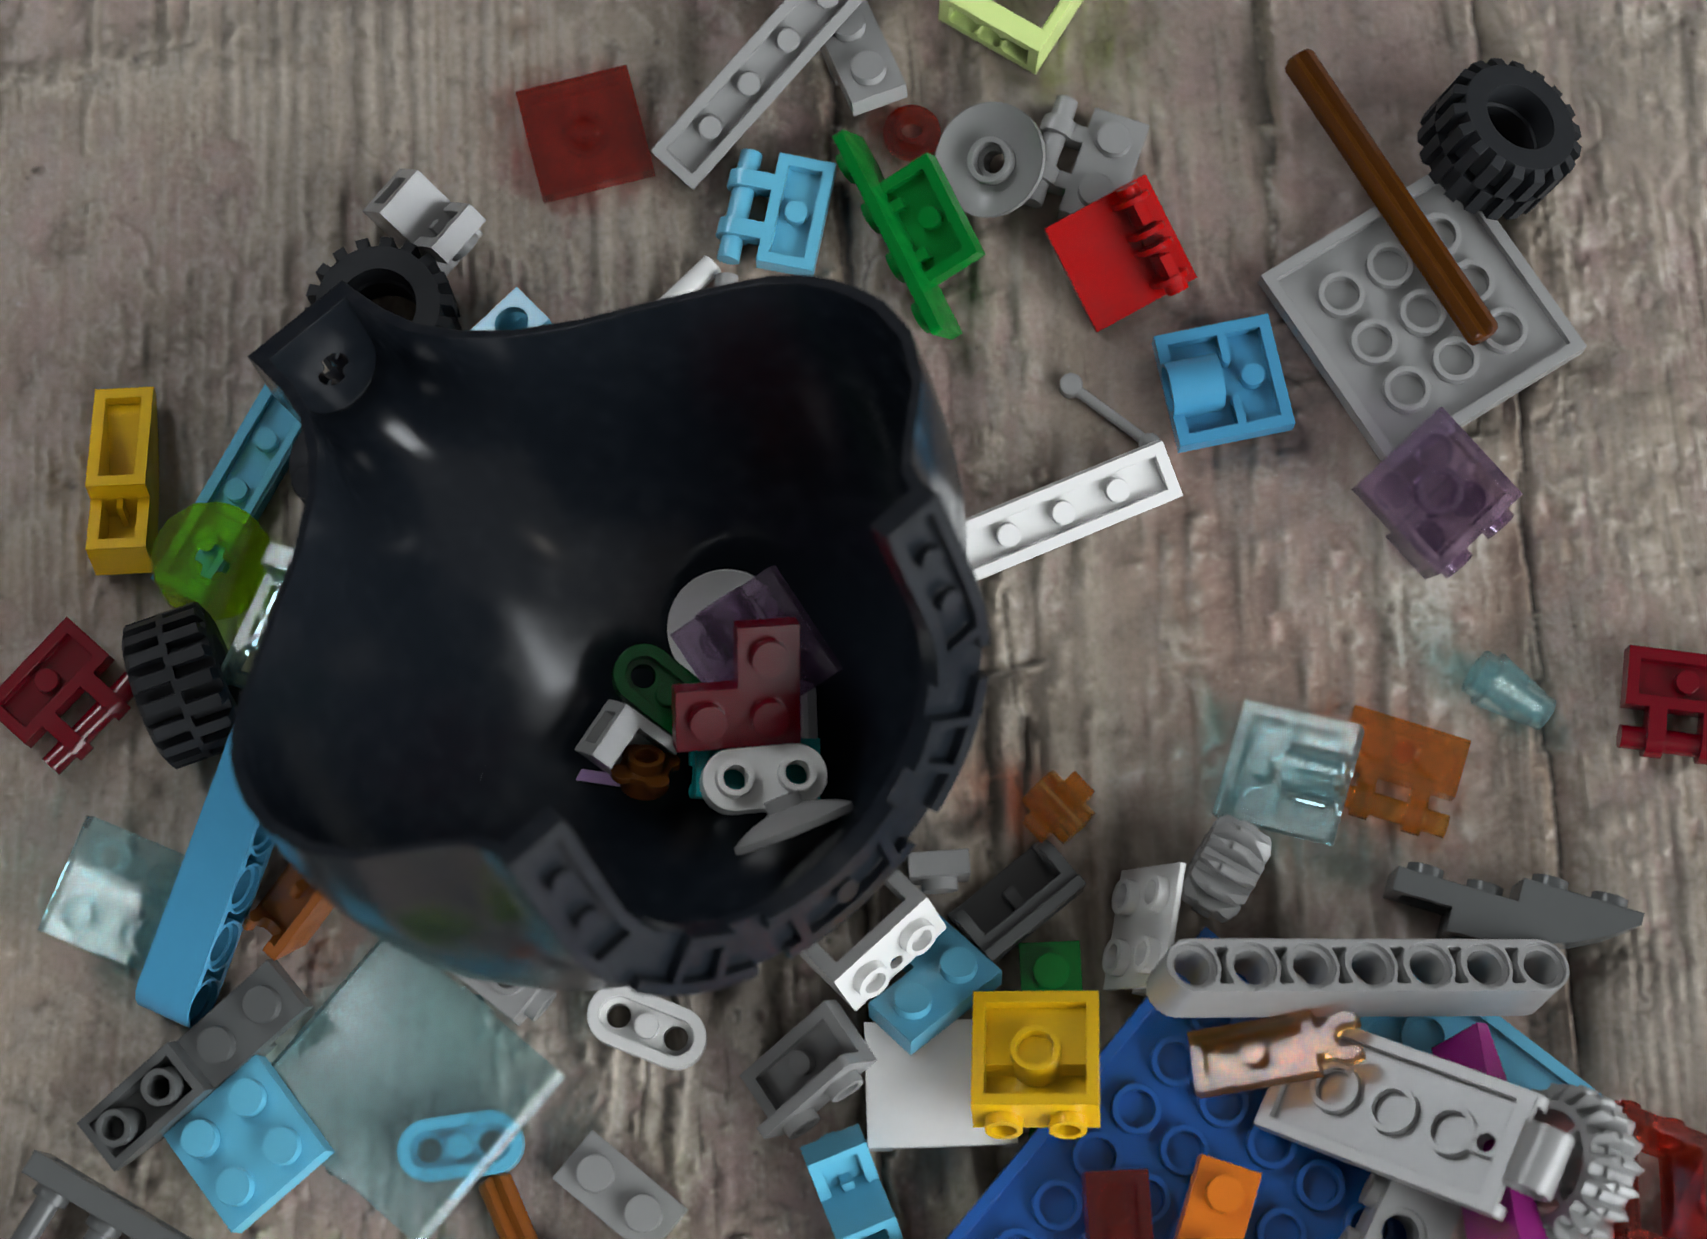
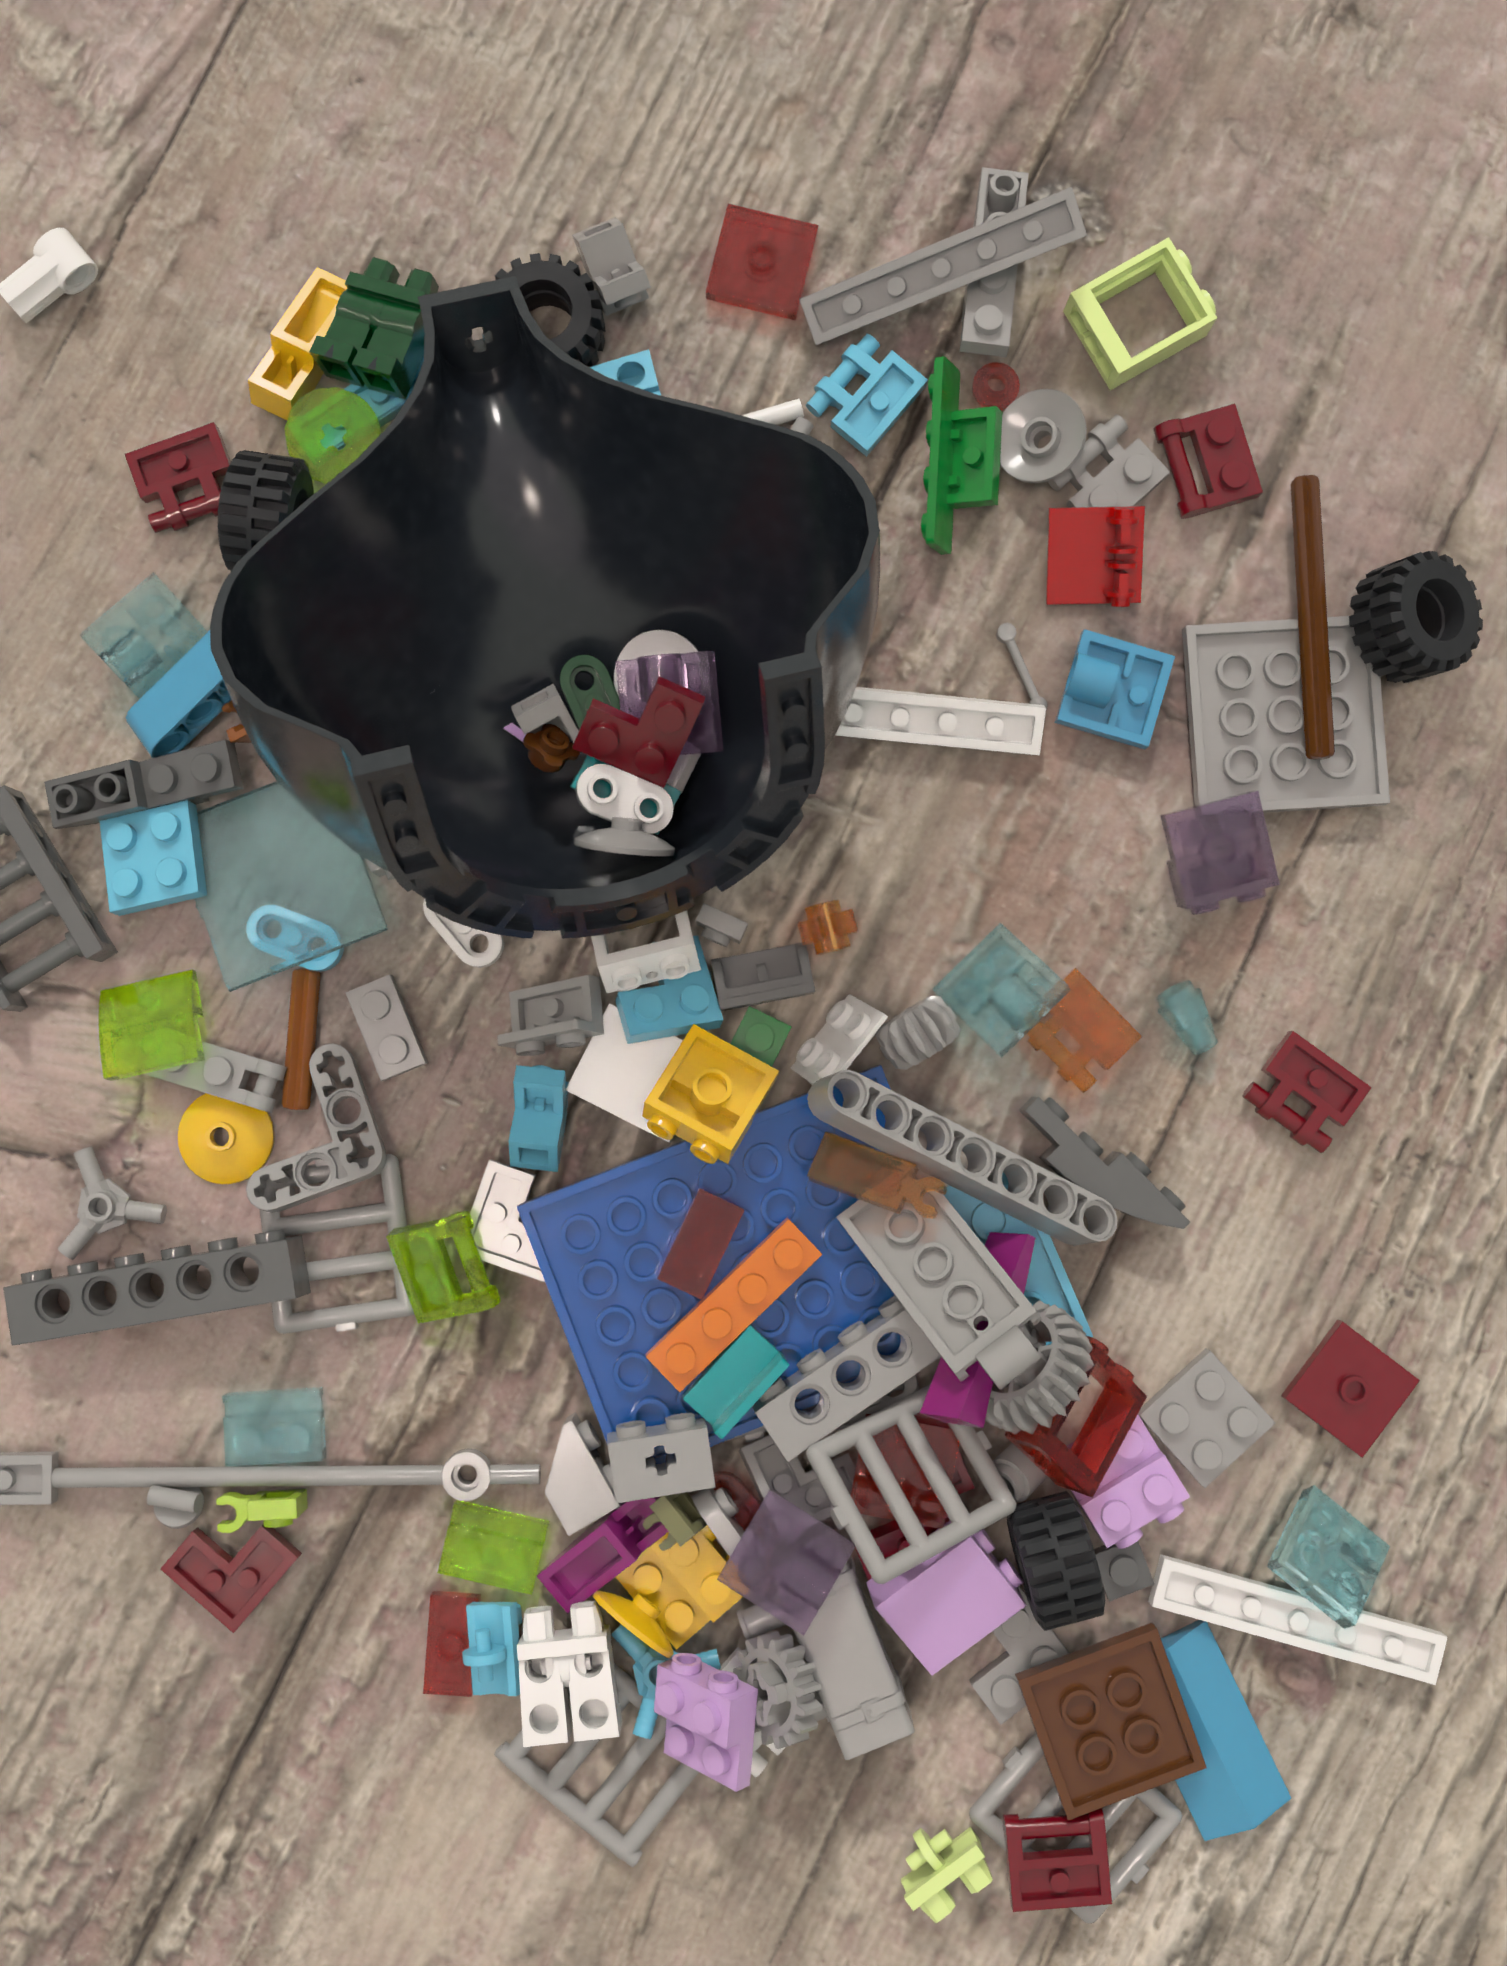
camera: 25 degrees right, 10 degrees up
(203, 419) = (376, 330): none -> dark green hips
(1195, 82) = (1221, 456): none -> dark red plate

